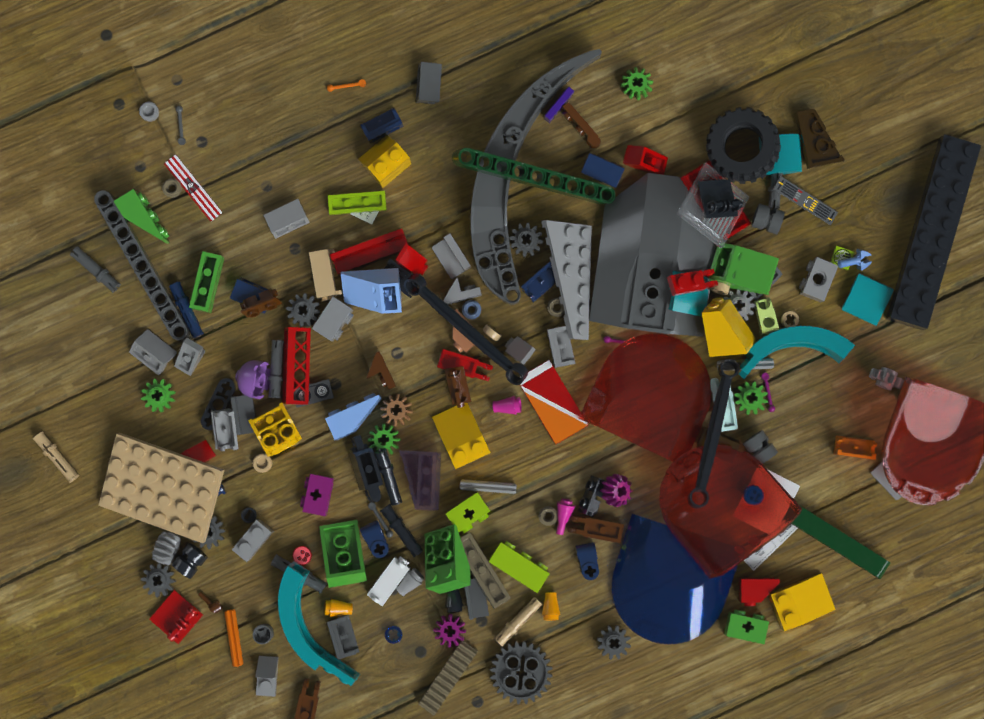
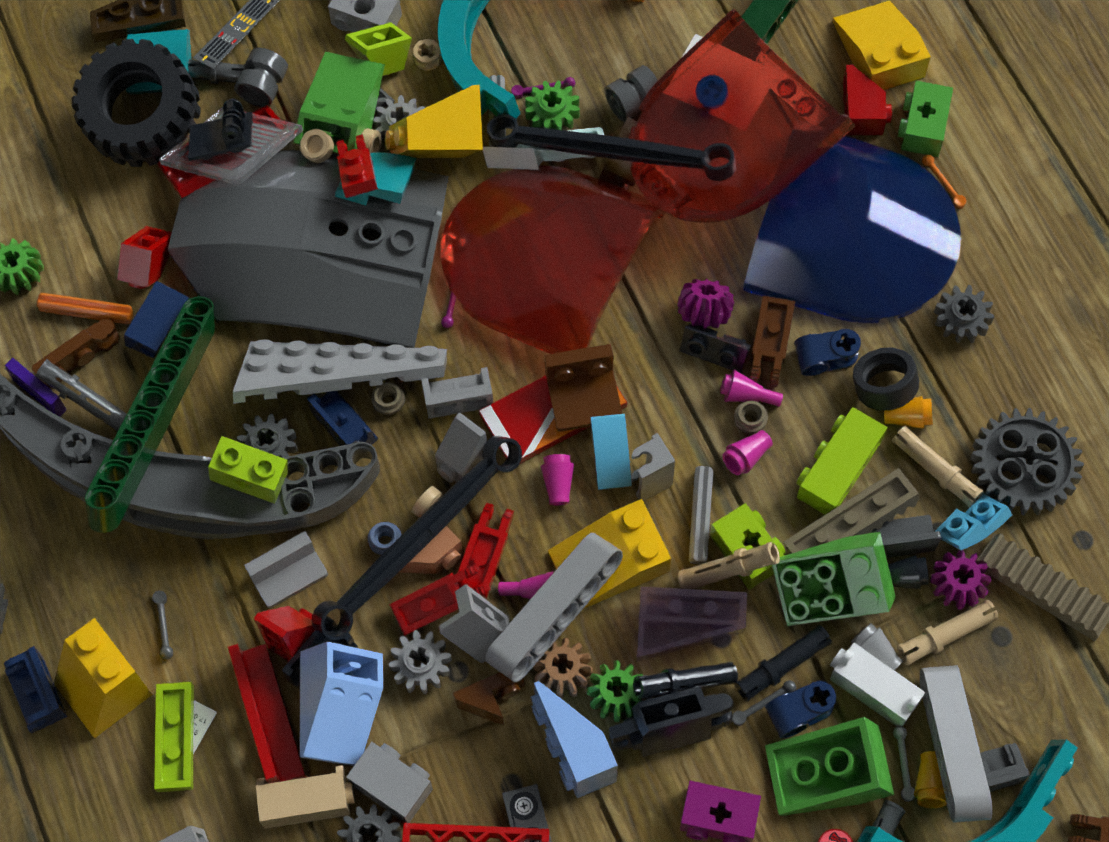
camera: 90 degrees left, 20 degrees down
(353, 620) = (955, 744): none -> light grey beam
(364, 592) = (907, 792): none -> light grey hinge
(399, 634) = (976, 691): clear blue bush -> none
(402, 339) = (425, 673): none -> light grey gear
(417, 365) = (475, 624): none -> light grey panel
(420, 621) = (935, 638): none -> tan pin
(425, 405) = (554, 607): none -> light grey beam
(433, 340) = (432, 600): none -> red hinge
(436, 187) = (160, 599): none -> dark grey hinge
(442, 398) = (526, 588): none -> dark pink cone
(453, 518) = (740, 563): none -> tan pin
(455, 295) = (354, 559): light grey slope -> none
(458, 386) = (521, 559): reddish brown hinge -> none
(481, 639) = (975, 524): none -> medium azure slope
(497, 233) = (248, 469): none -> lime brick
(512, 461) = (658, 470): none -> light grey hinge
(522, 435) = (611, 451): none -> medium azure slope
(525, 513) = (744, 454): none -> dark pink cone
(555, 127) = (49, 373): none -> dark grey pin
(558, 419) = (581, 386): none -> reddish brown bracket
(582, 589) = (891, 396): none -> black tyre
(612, 127) = (84, 308): none -> orange axle
(692, 645) = (959, 200): none -> orange hinge
(712, 256) = (316, 146): none -> tan tile
(713, 373) = (510, 158): none -> white sticker
(766, 317) = (421, 82): yellowish green leg -> none
(786, 291) = (381, 45): none -> lime slope

